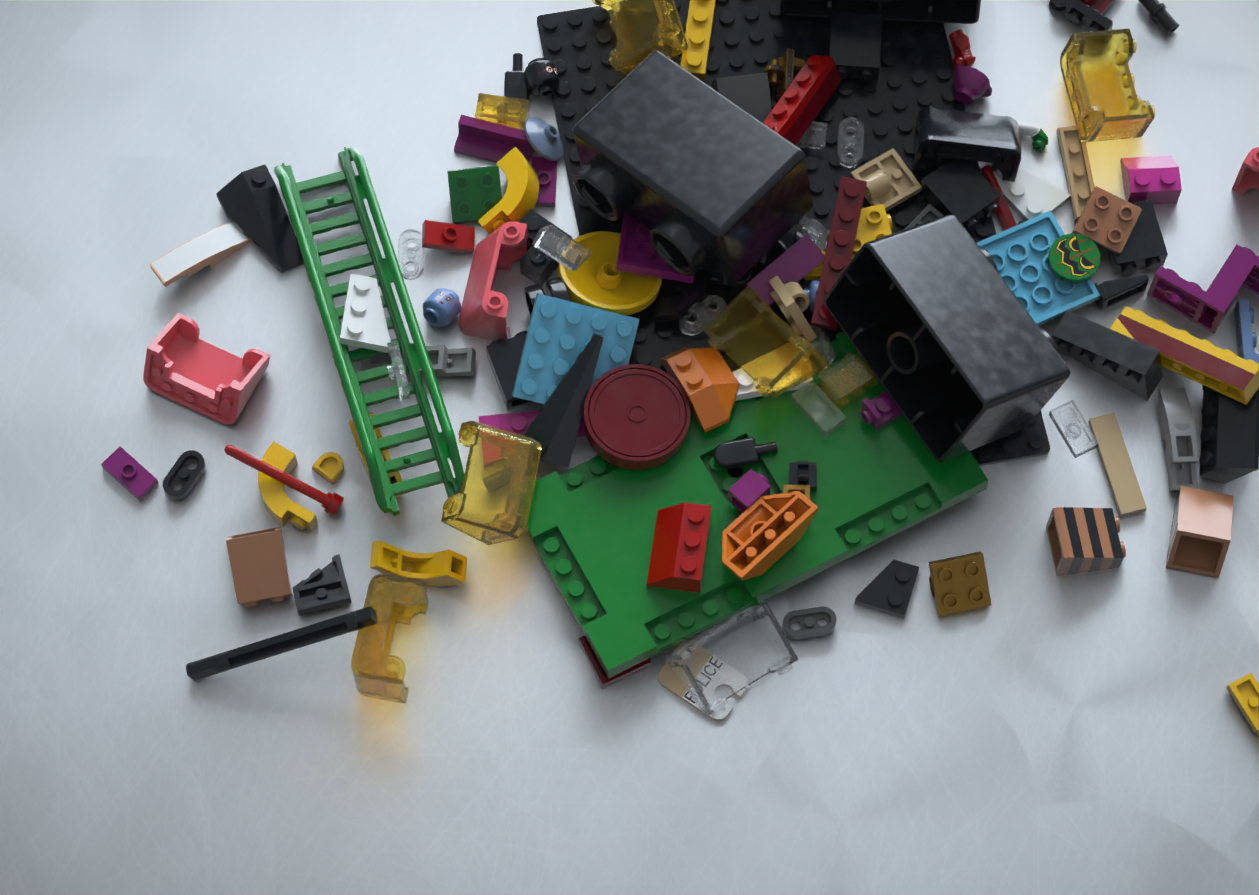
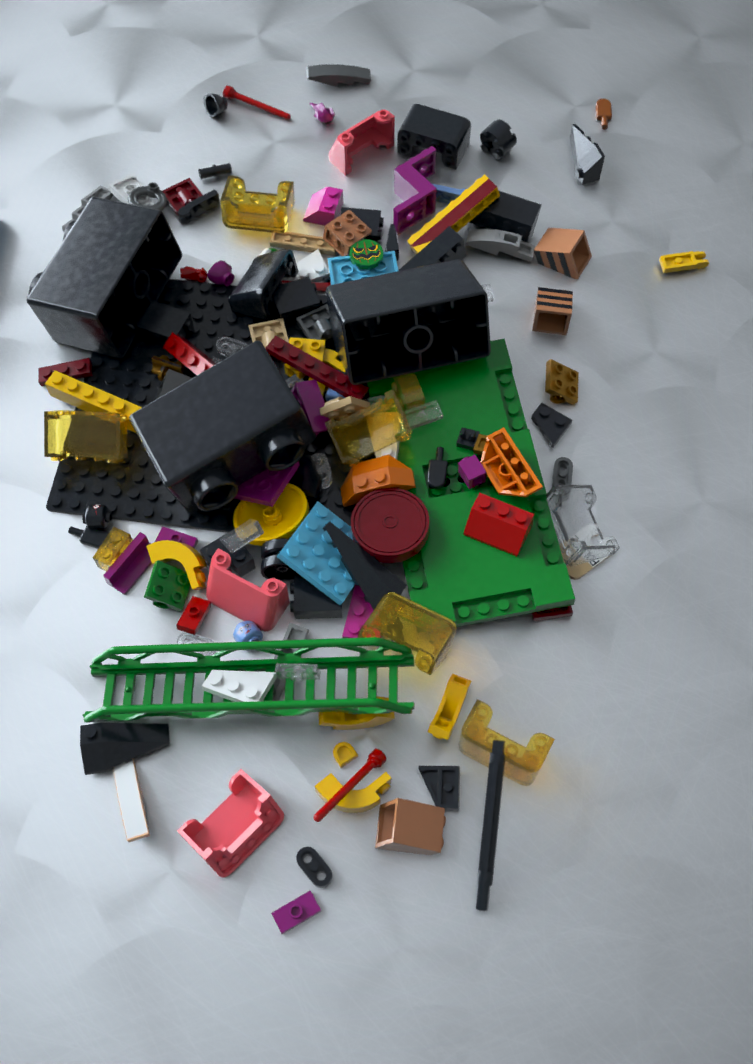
camera: 70 degrees left, 5 degrees down
(544, 138) = (146, 526): sand blue dish -> none
(879, 410) = (436, 381): magenta bracket -> none
(1117, 465) = (508, 281): tan tile -> none

